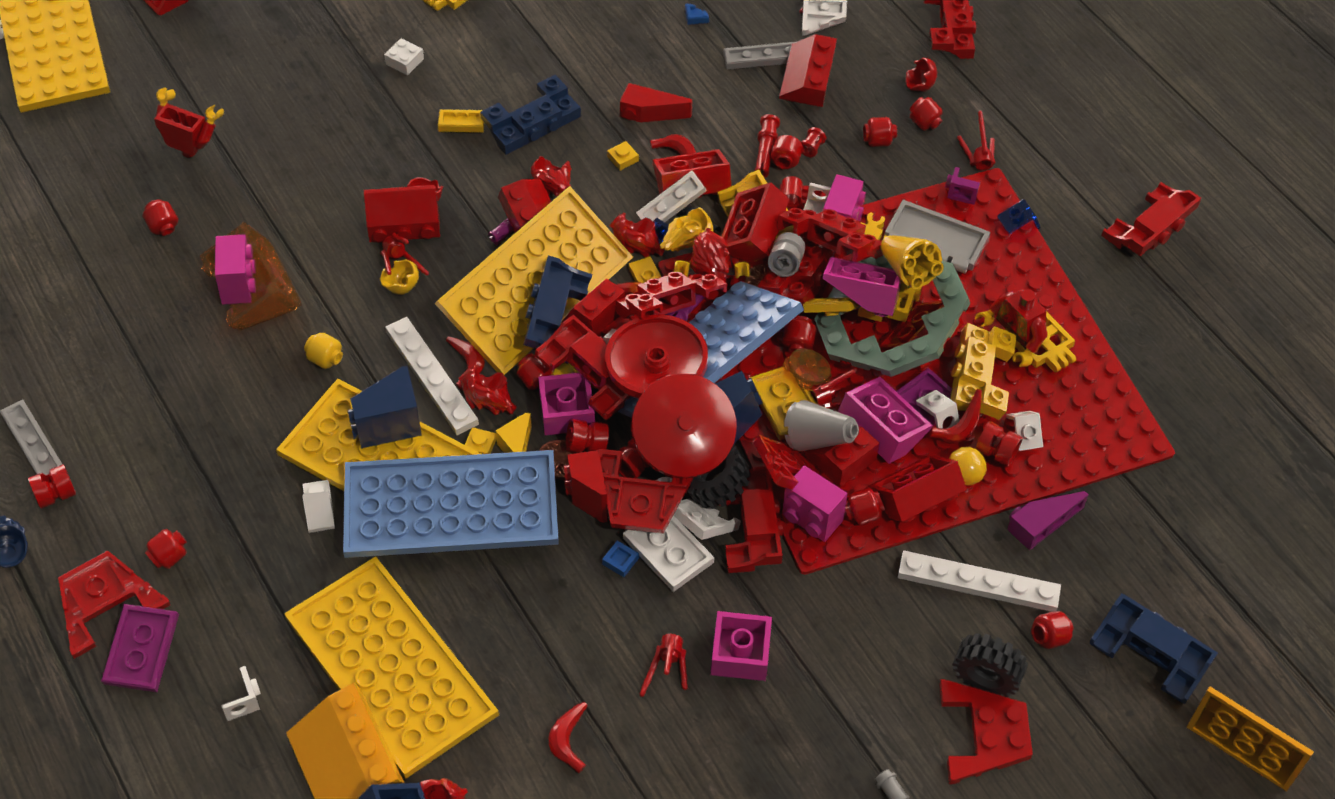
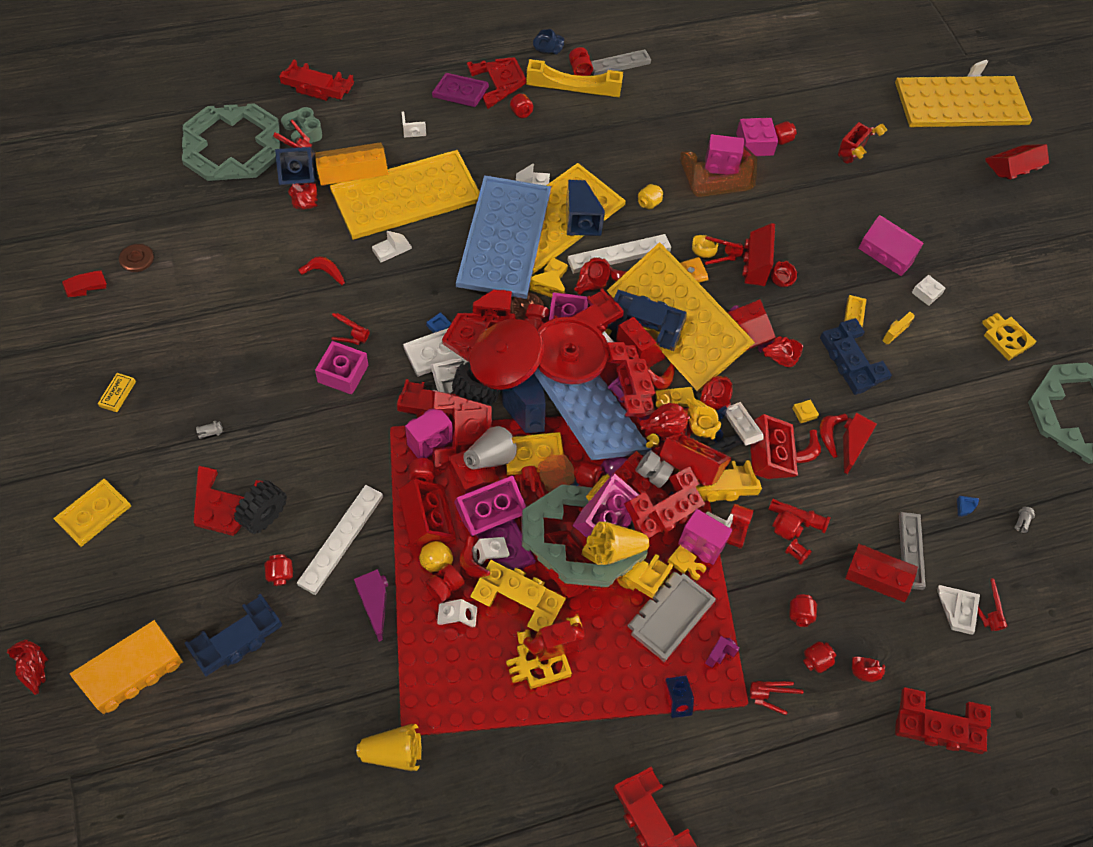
camera: 100 degrees right, 5 degrees up
(93, 524) = (544, 76): none -> yellow arch
(175, 245) = (758, 135): none -> dark pink brick
(351, 88) = (890, 245): none -> dark pink slope
(439, 284) = (696, 269): none -> light orange piece
(475, 78) = (898, 327): none -> yellow plate
(499, 657) = (393, 246): none -> white slope
(641, 132) = (826, 431): none -> red piece
(1199, 448) = (392, 748): none -> yellow cone

